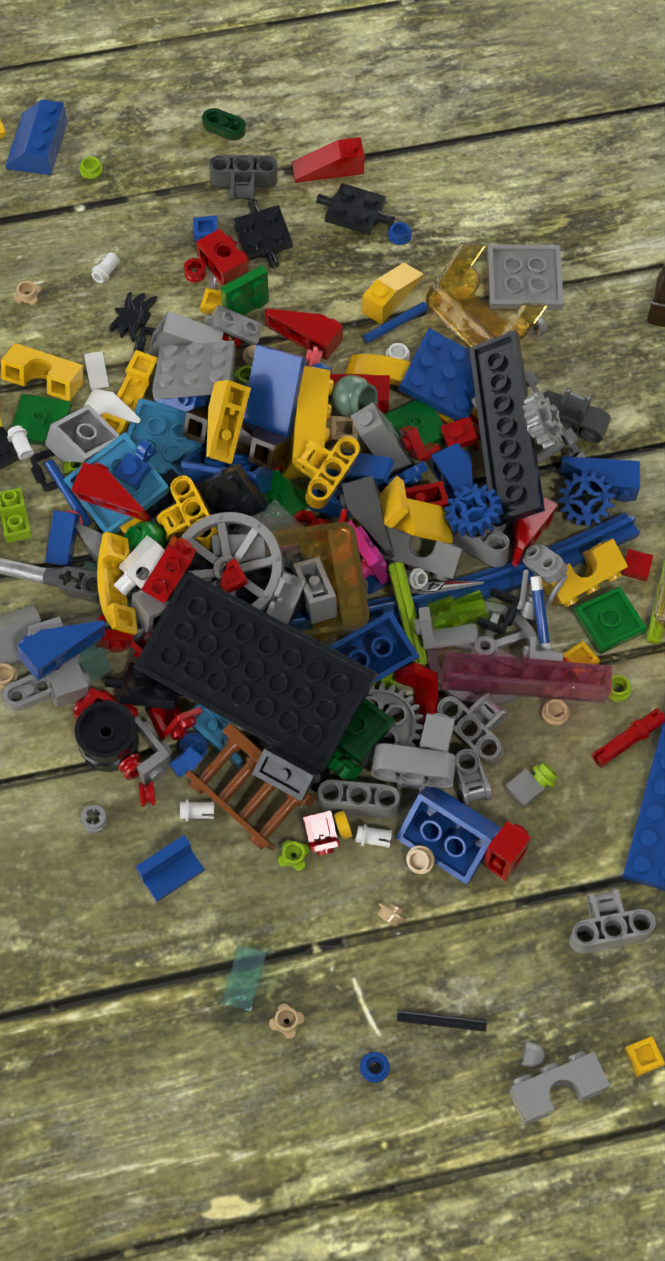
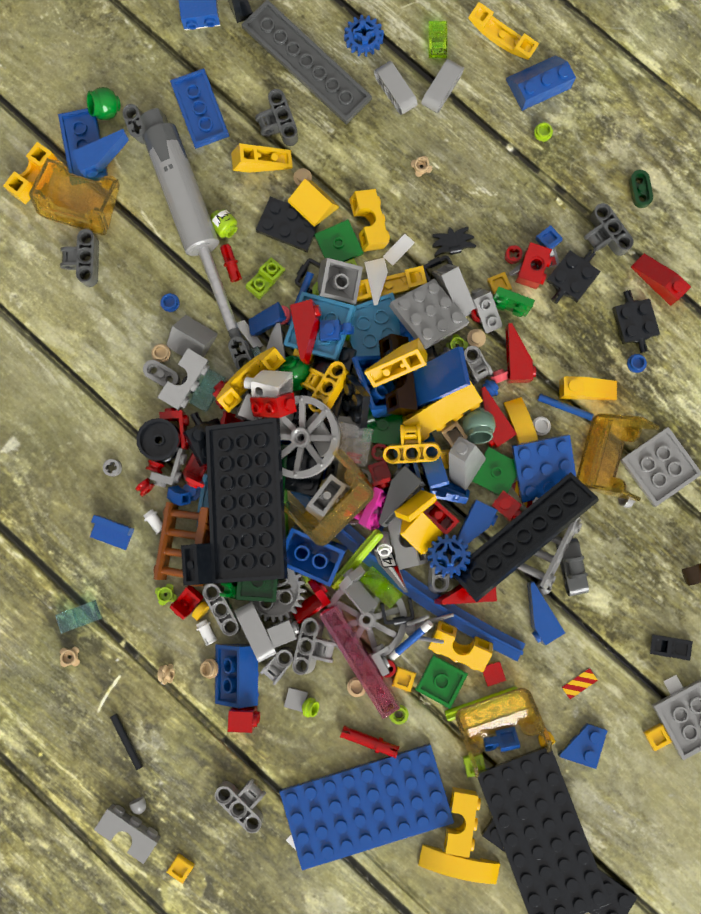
camera: 60 degrees right, 20 degrees up
(18, 437) = (311, 246): white pin -> none
(56, 646) = (177, 372): blue slope -> none
(103, 270) = (473, 199): white pin -> none
(233, 577) = (294, 446): red tile -> none
(286, 597) = (303, 486): light grey hinge -> none
(381, 1060) = (70, 722): blue plate -> none
(413, 444) = (476, 490): red bracket -> none
(543, 420) = (539, 561): light grey gear -> none
(544, 563) = (444, 621): light grey plate -> none
(587, 510) = (522, 620): blue gear -> none

